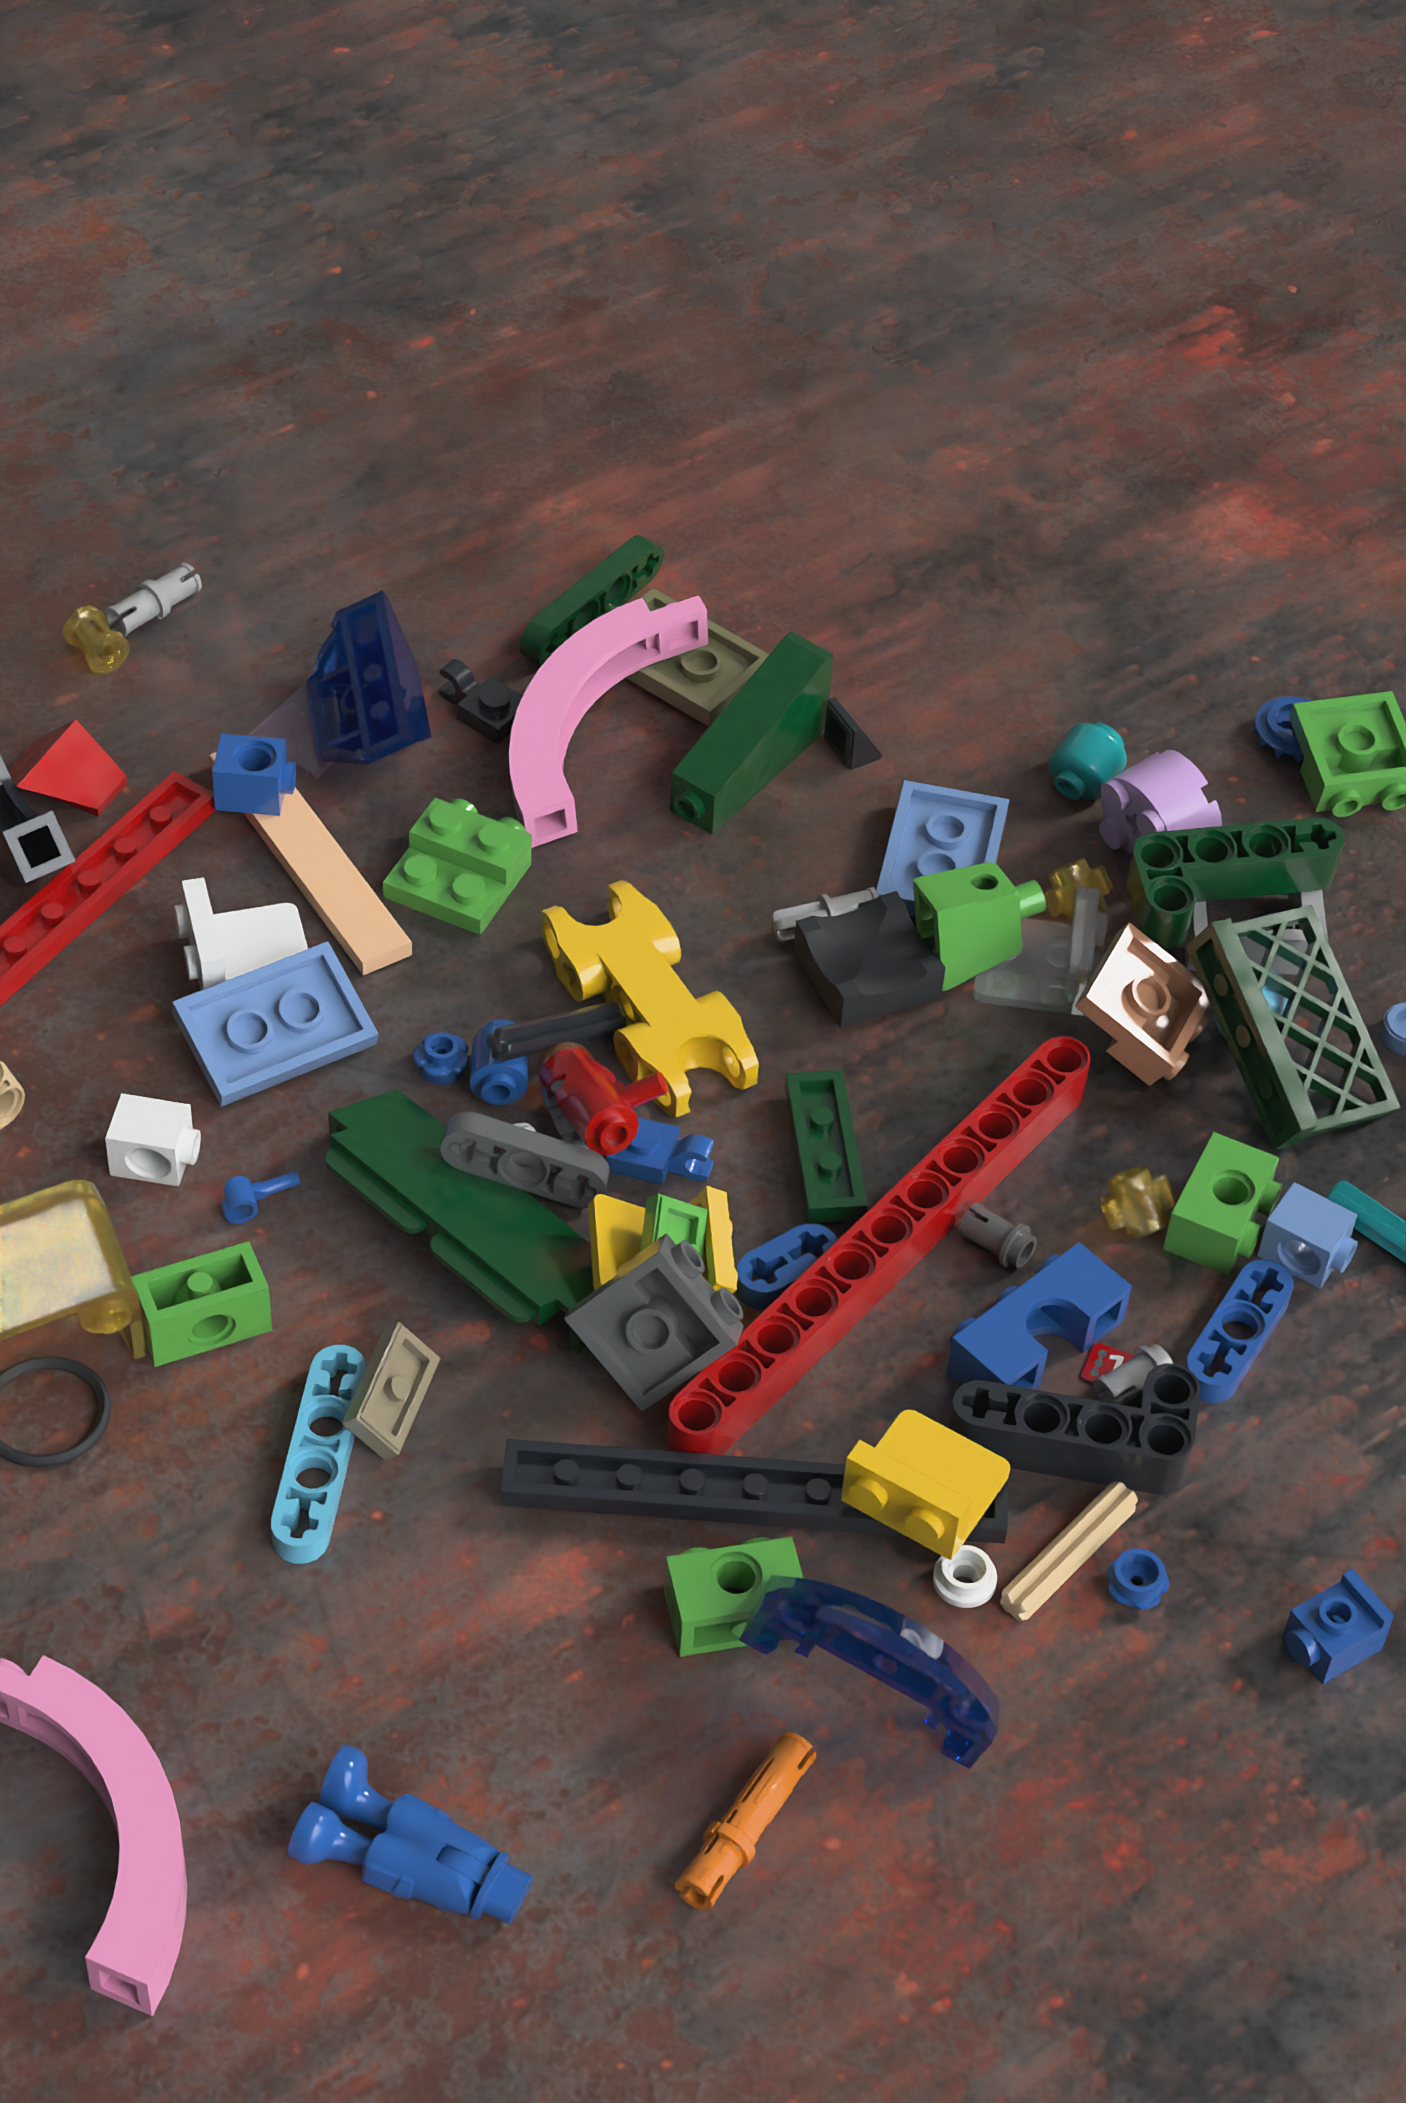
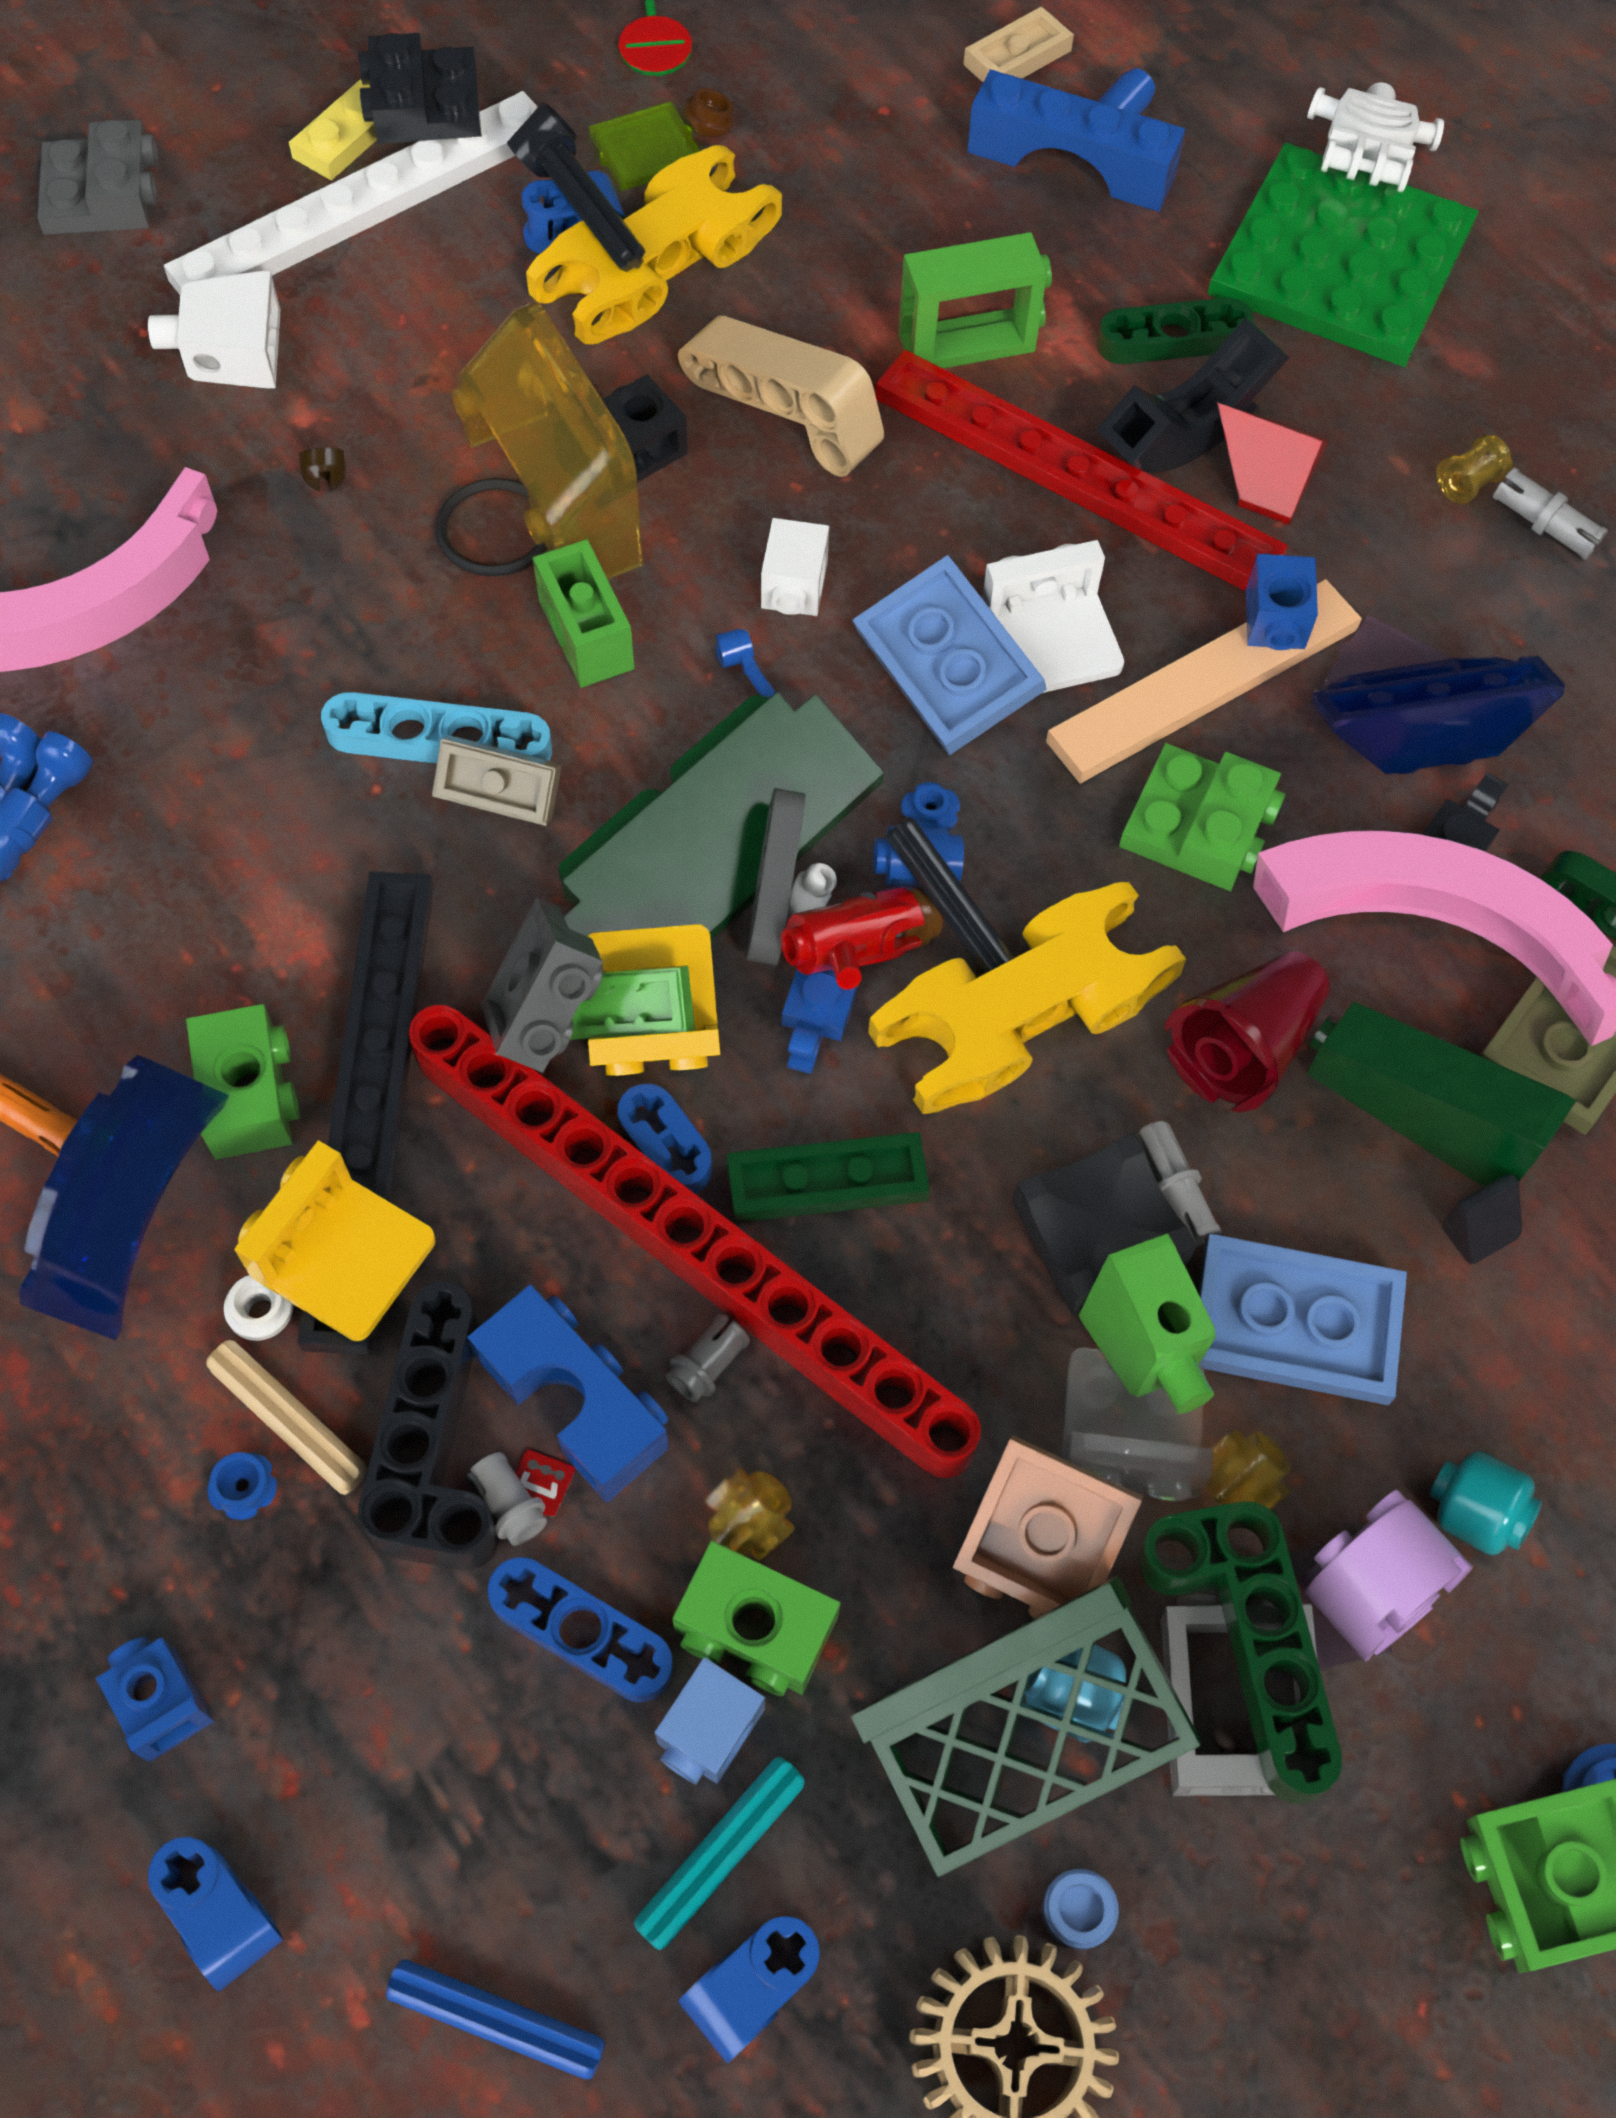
camera: 90 degrees right, 15 degrees up
(693, 845) = (1247, 1030): none -> dark red cone

